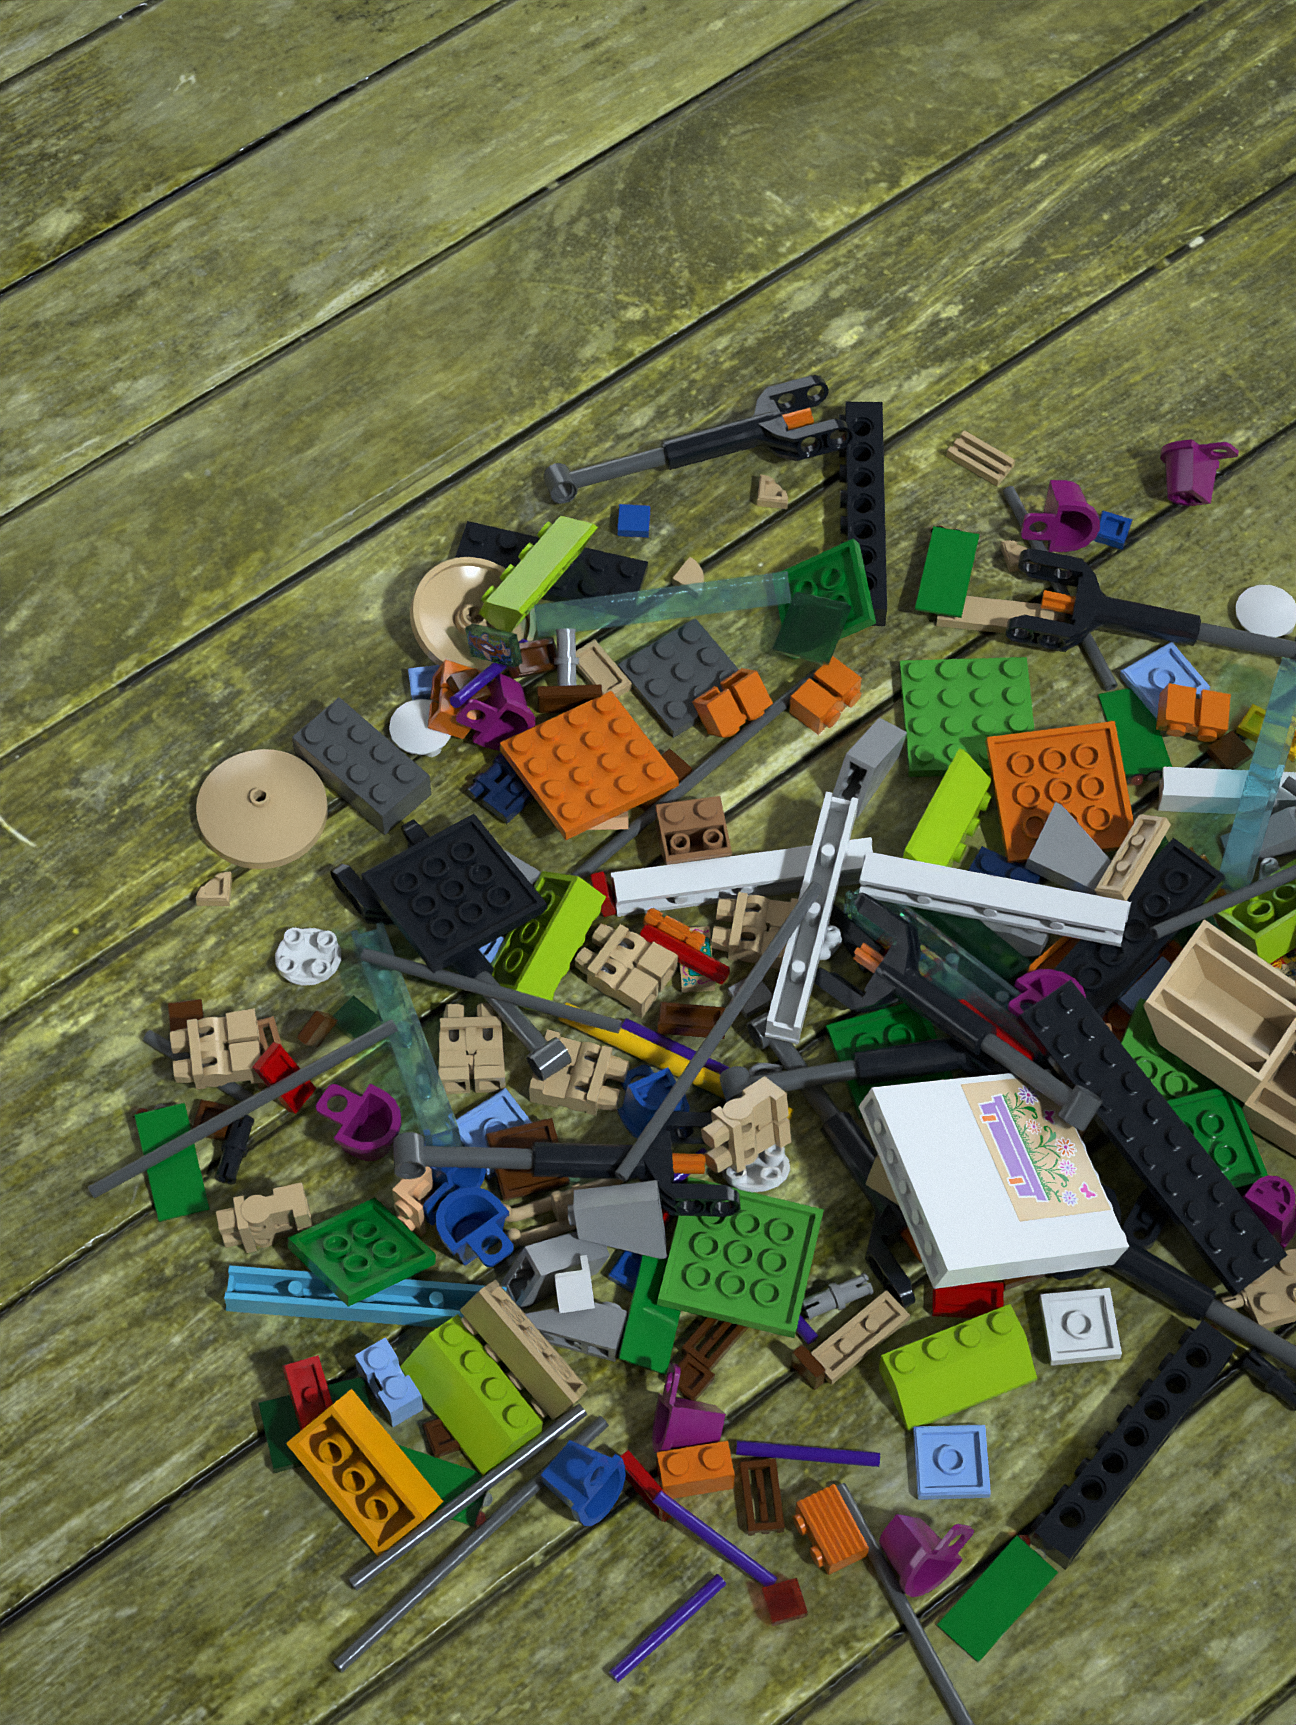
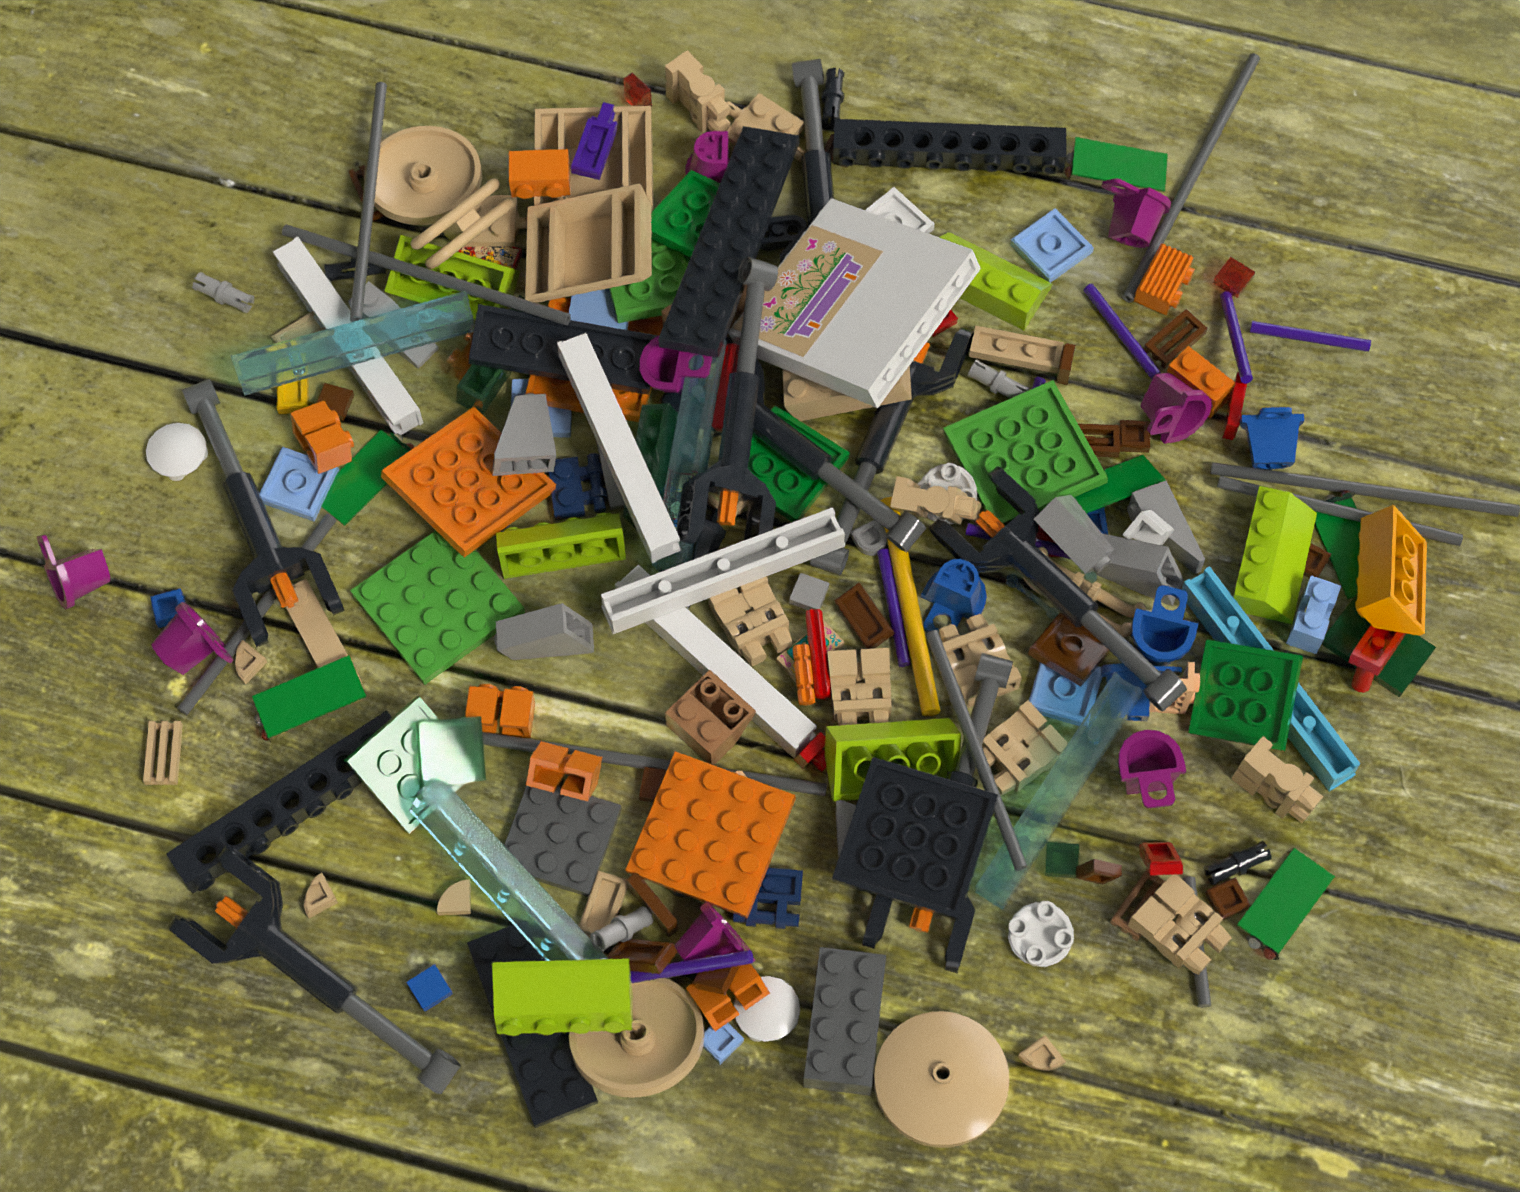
camera: 125 degrees left, 5 degrees up
(182, 1011) = (1166, 986): reddish brown tile -> none
(243, 1108) = (1212, 864): dark grey piece -> none
(493, 645) = (665, 976): clear green tile -> none
(523, 1350) = (1224, 523): tan slope -> none
(718, 1032) = (879, 556): dark grey piece -> none
(1132, 857) = (503, 381): tan tile -> none

